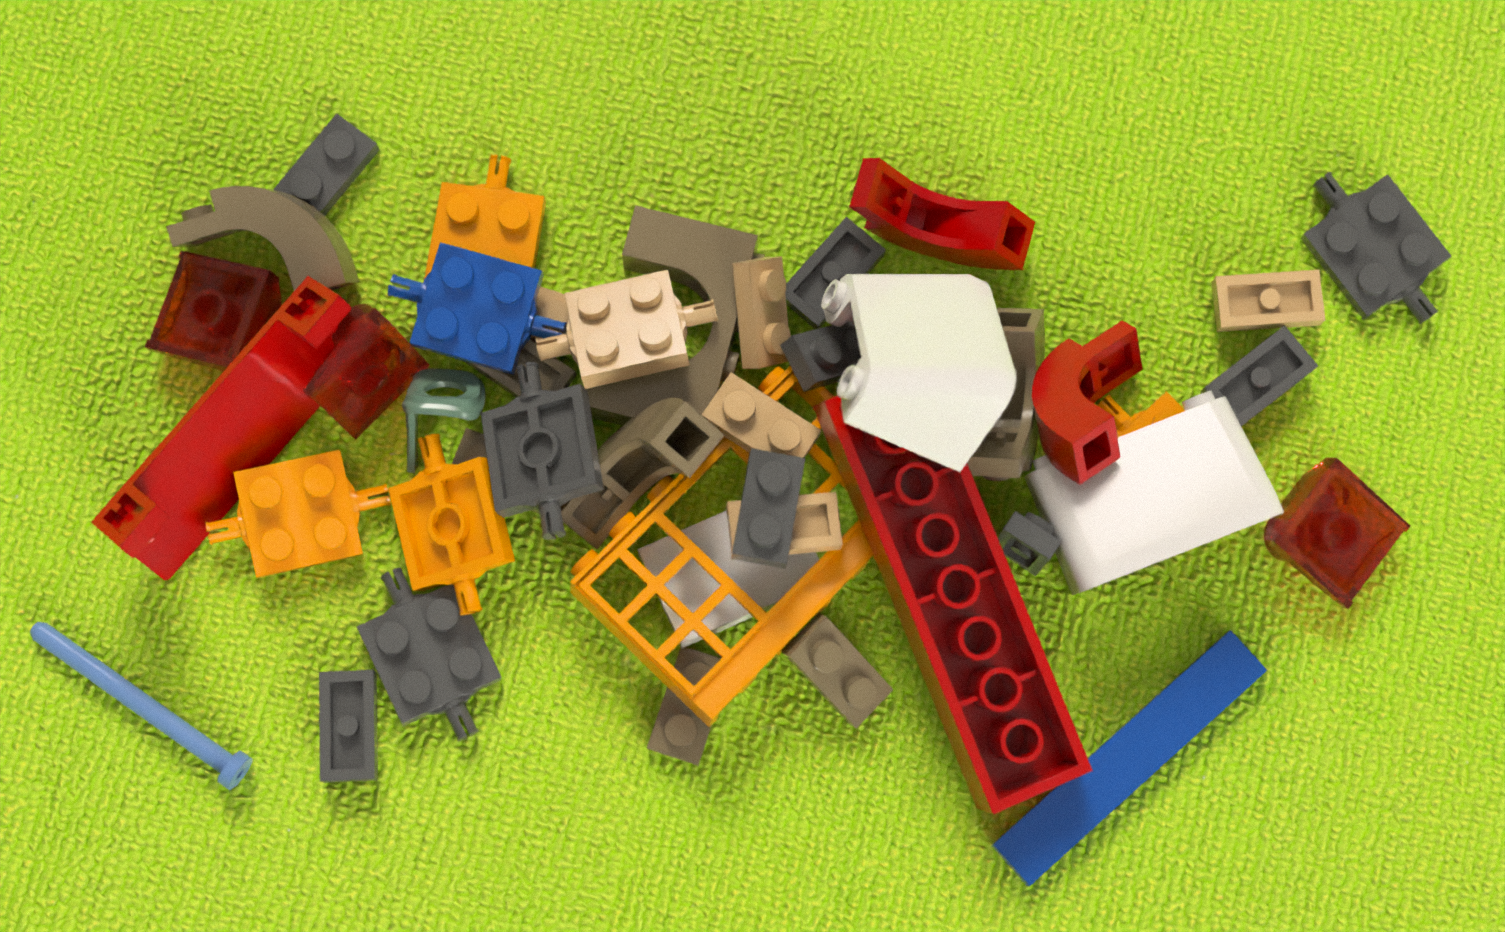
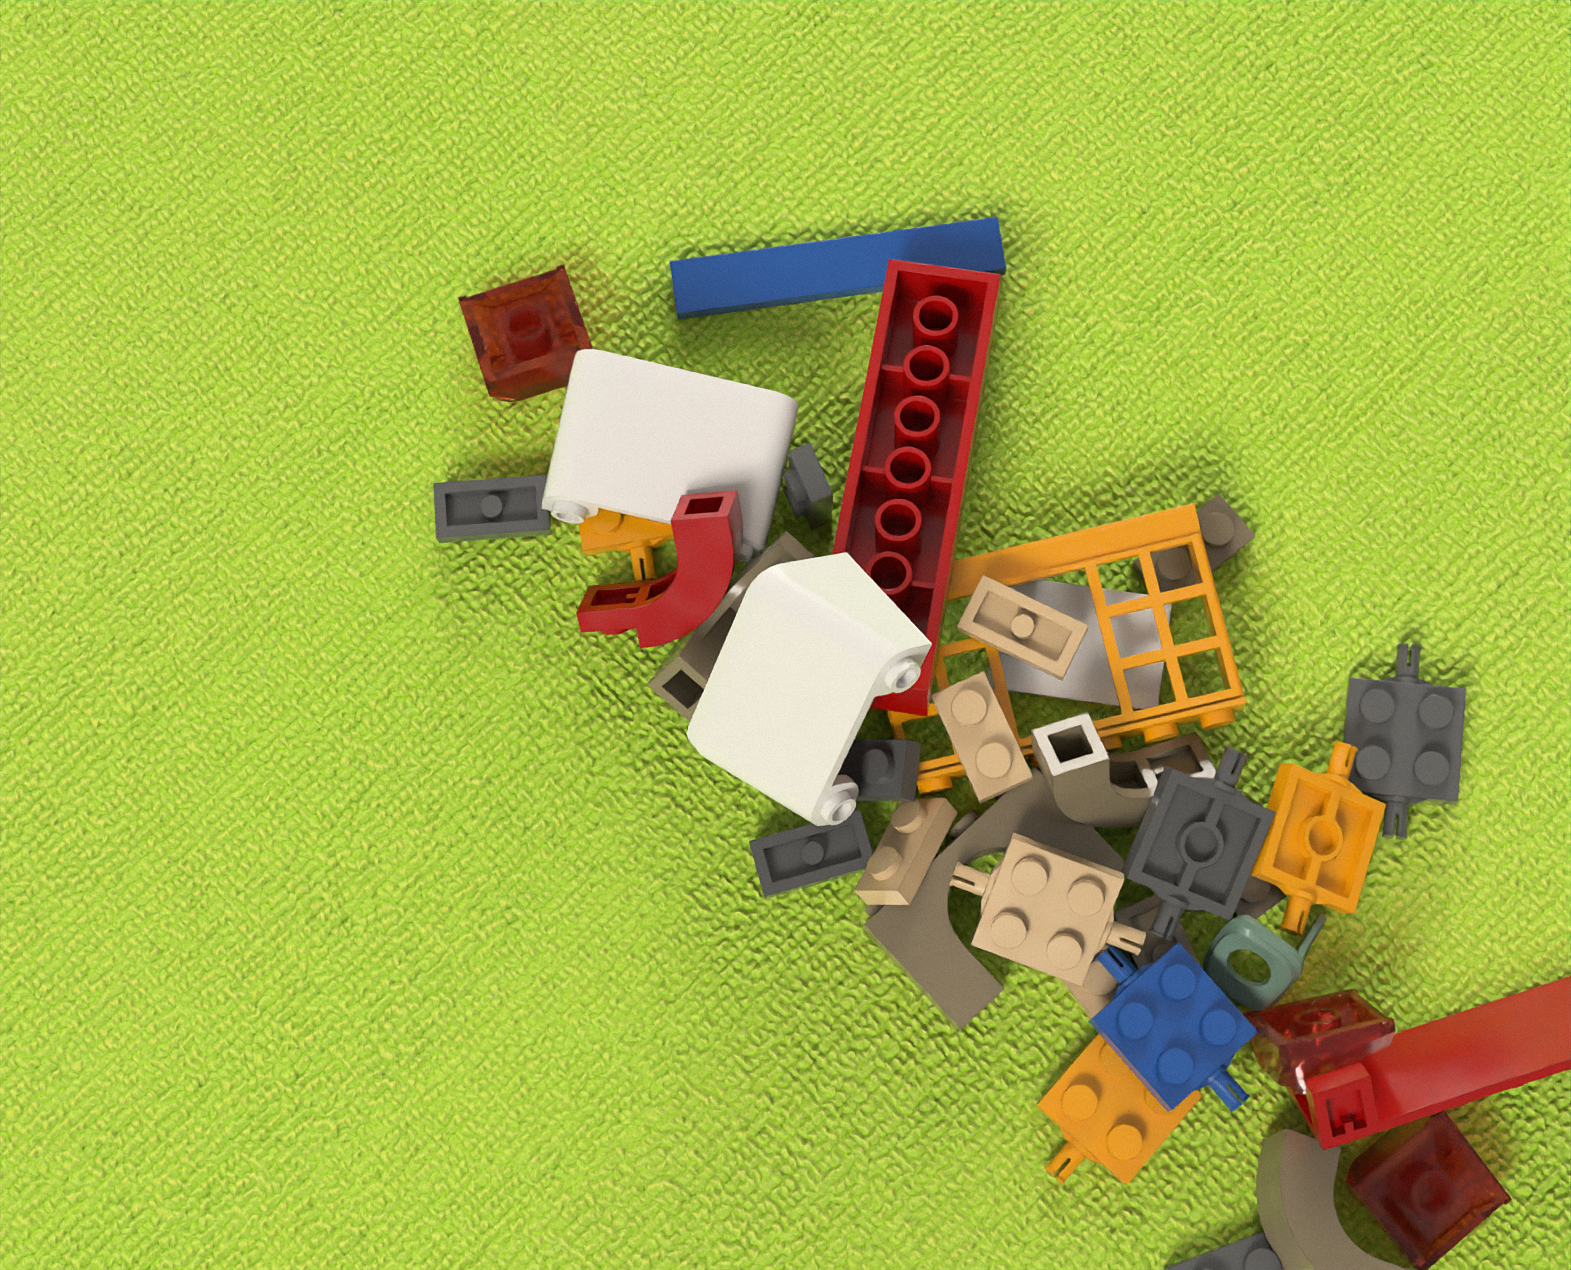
camera: 140 degrees left, 0 degrees up
(298, 513) = (1451, 944): light orange plate -> none
(348, 726) = (1514, 720): dark grey plate -> none
(768, 508) = (1031, 644): dark grey plate -> none
(837, 670) = (1047, 489): dark tan plate -> none
(939, 225) = (680, 830): red arch -> none
(1268, 300) = (431, 572): tan plate -> none
(1375, 247) = (297, 560): dark grey plate -> none

